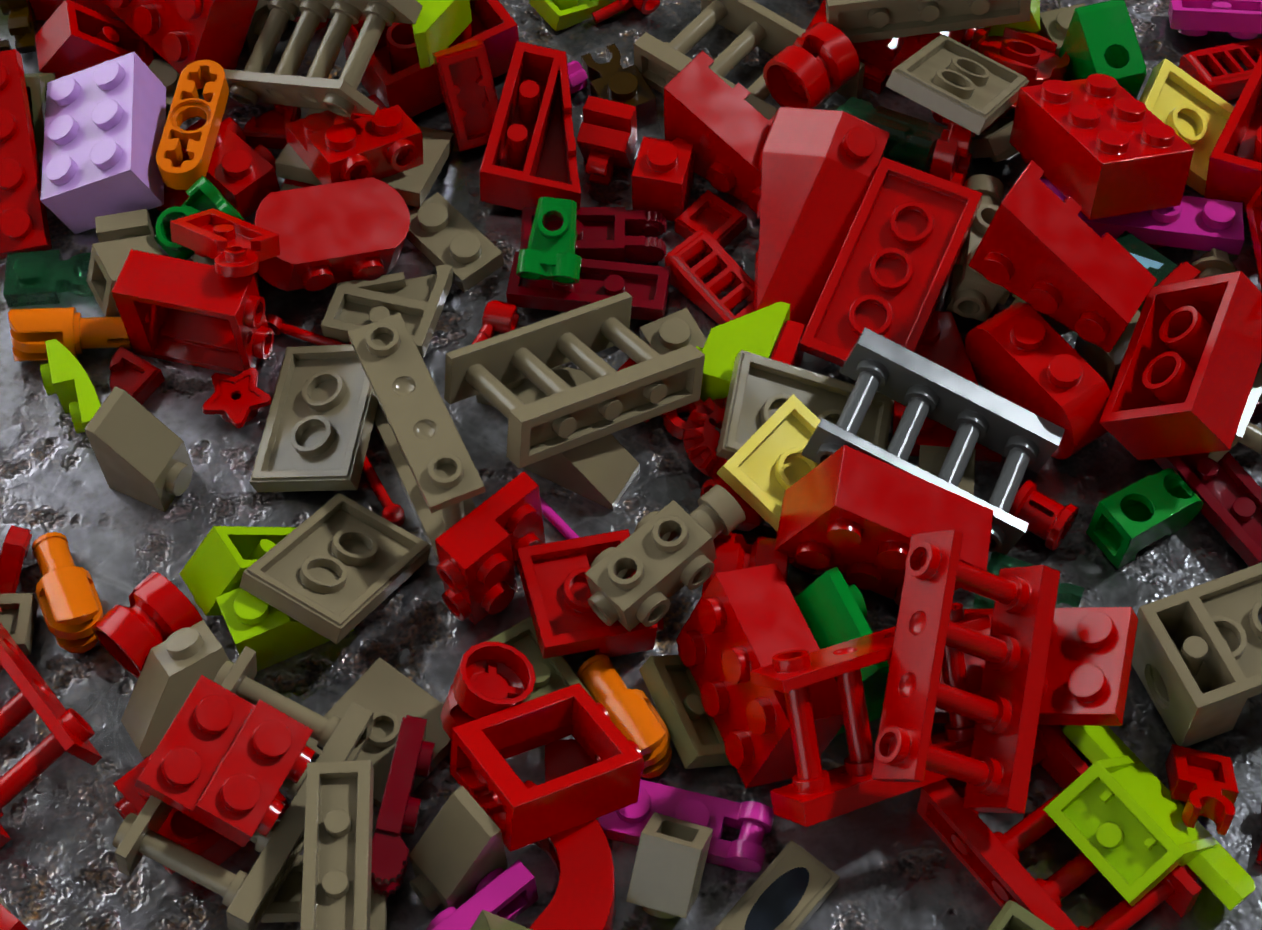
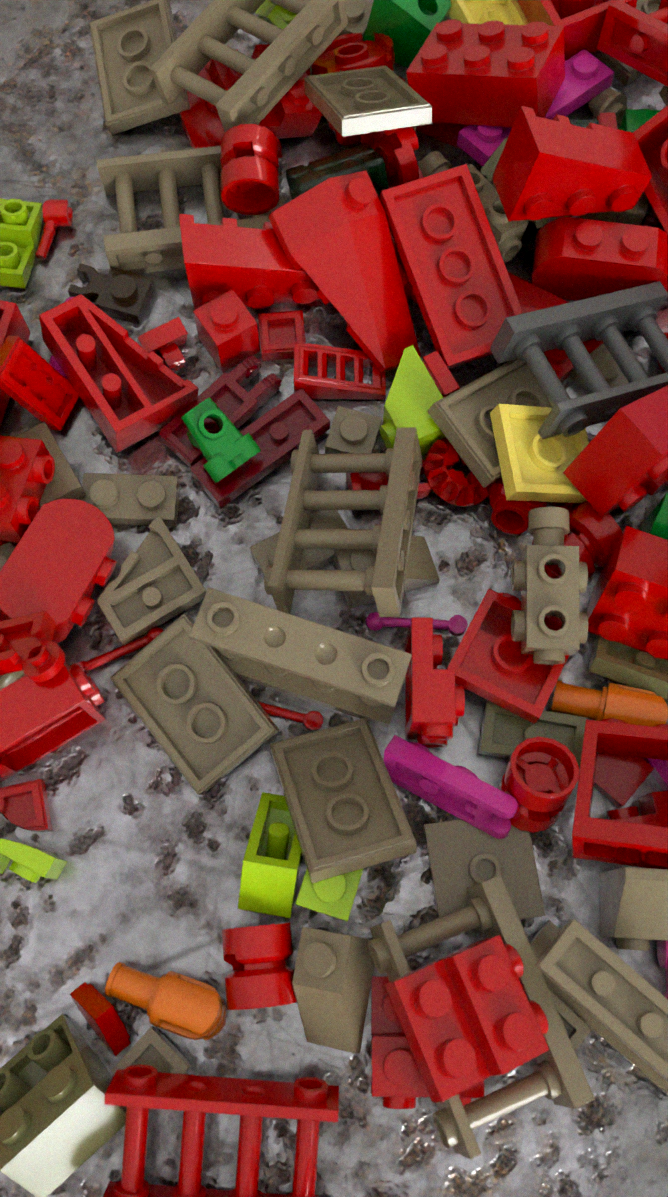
camera: 50 degrees left, 15 degrees up
(138, 452) = (110, 854): dark tan slope -> none
(239, 410) = (126, 755): red plate -> none
(398, 808) = (540, 879): dark red hinge -> none
(424, 640) = (449, 787): none -> dark pink hinge
(499, 318) = (226, 523): red hand -> none
(611, 115) = (144, 316): red tile -> none

